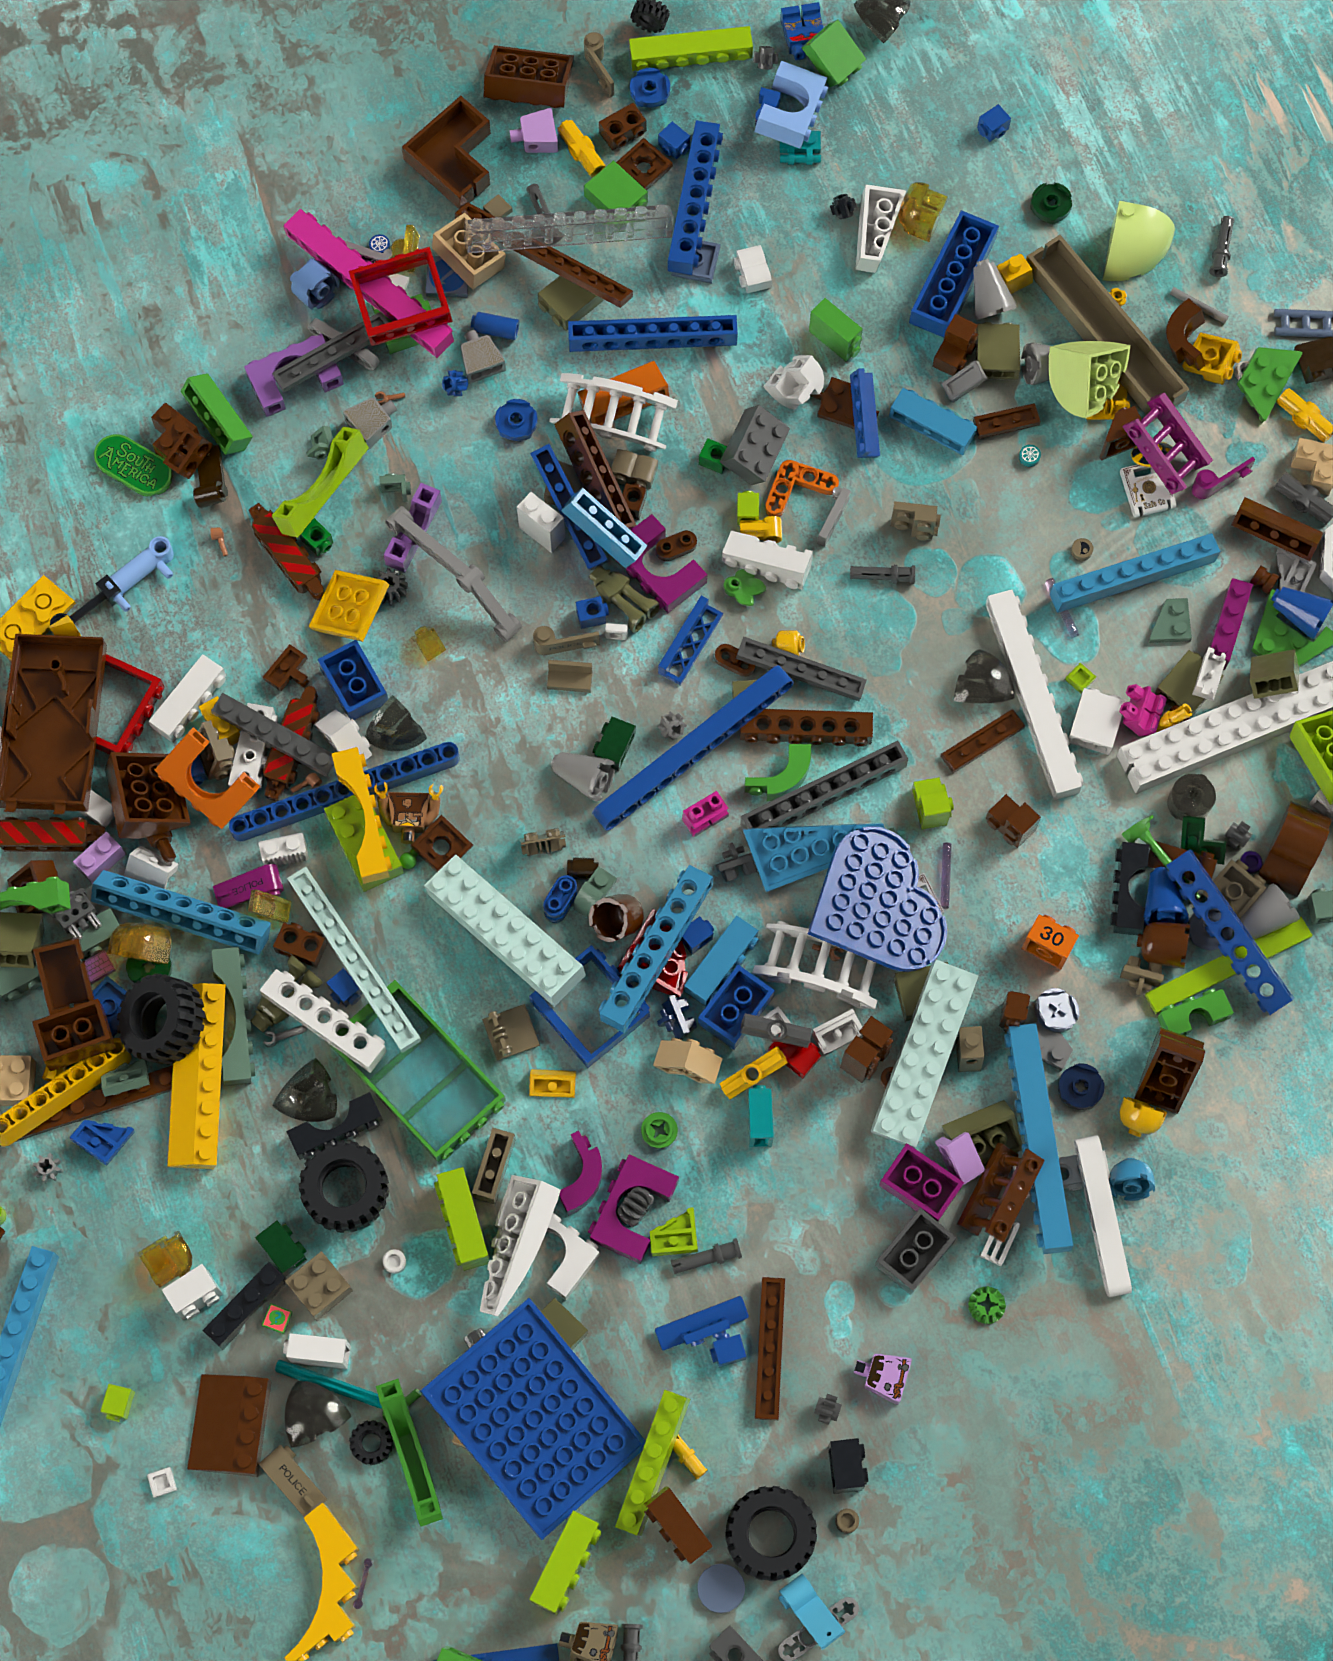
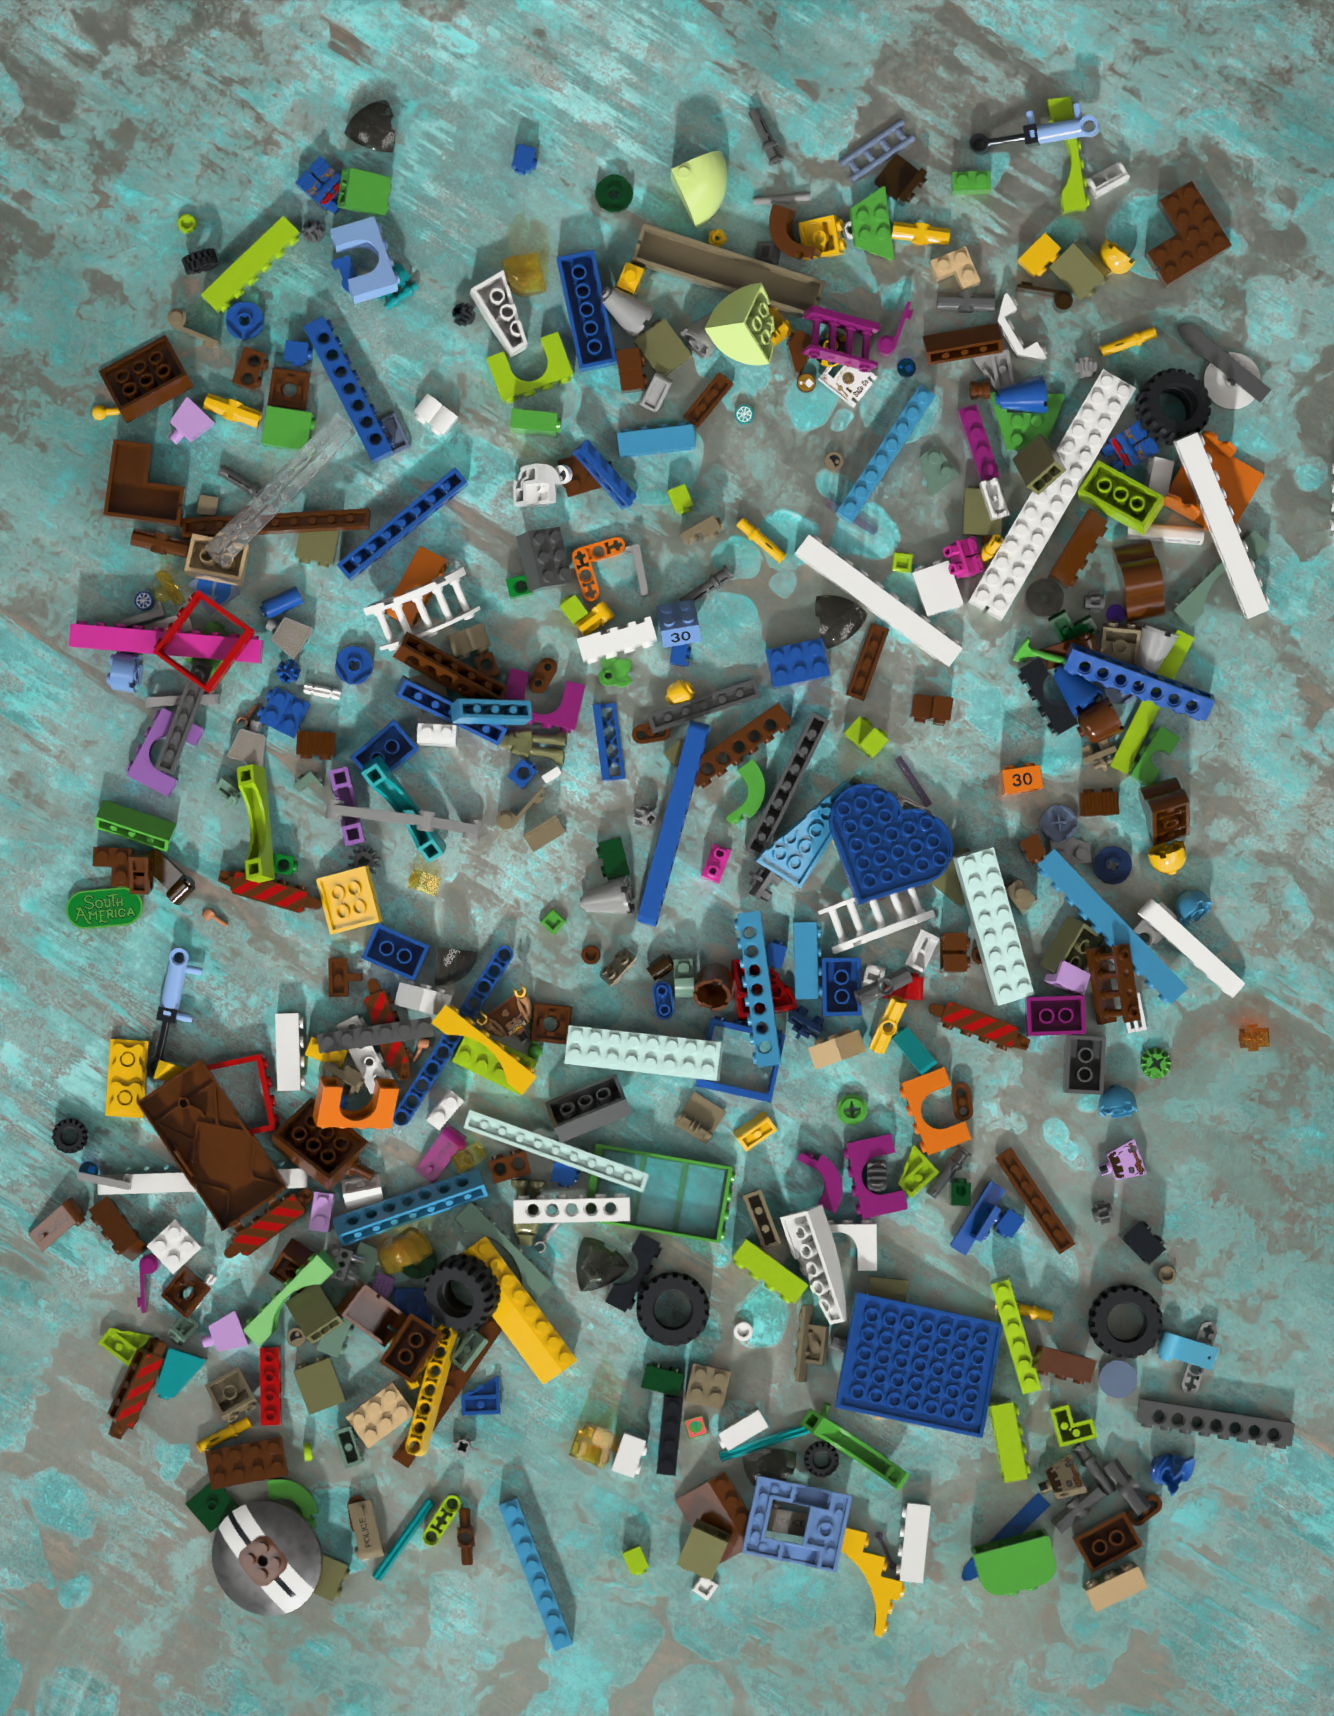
camera: 40 degrees left, 15 degrees up
(188, 1440) = (704, 1549): none -> olive brick
(314, 1510) = (823, 1527): none -> medium blue piece
(396, 1595) = (914, 1542): none -> white brick
(413, 942) = (588, 1108): none -> dark grey brick
(423, 414) = (283, 712): none -> blue plate
(429, 206) = (160, 543): none -> reddish brown piece
(429, 460) = (316, 744): none -> reddish brown brick
(448, 1321) = (812, 1344): none -> dark tan bracket
(461, 526) = (387, 785): none -> teal arch
(469, 77) = (100, 412): none -> yellow bar
(471, 422) = (322, 691): none -> white axle
(482, 507) = (392, 746): none -> blue brick
(516, 760) = (553, 921): none -> bright green tile
(527, 813) = (591, 954): none -> reddish brown tile
(631, 1598) = (1070, 1431): none -> lime brick
(702, 1282) = (959, 1192): none -> dark green brick
(733, 1157) = (915, 1092): none -> orange arch
(770, 1201) = (962, 1101): none -> reddish brown plate
(815, 610) = (679, 655): none -> blue brick
(829, 389) = (565, 473): none -> white tile
(833, 580) = (678, 623): none -> medium blue brick
(842, 1141) = (980, 1025): none -> reddish brown hinge
(887, 306) = (511, 387): none -> lime arch
(916, 694) = (797, 663): none -> blue brick
(917, 483) = (680, 499): none -> lime brick
(921, 1312) = (1117, 1102): none -> dark azure cylinder
(962, 560) = (759, 538): none -> yellow pin
(1103, 1349) = (1254, 1037): none -> clear orange brick
(1106, 468) = (806, 383): none -> tile
(1109, 1019) = (1098, 803): none -> reddish brown brick
(1157, 338) = (768, 252): none -> dark grey slope
(1209, 517) = (906, 368): none -> tile
(1258, 775) = (1077, 549): none -> reddish brown slope

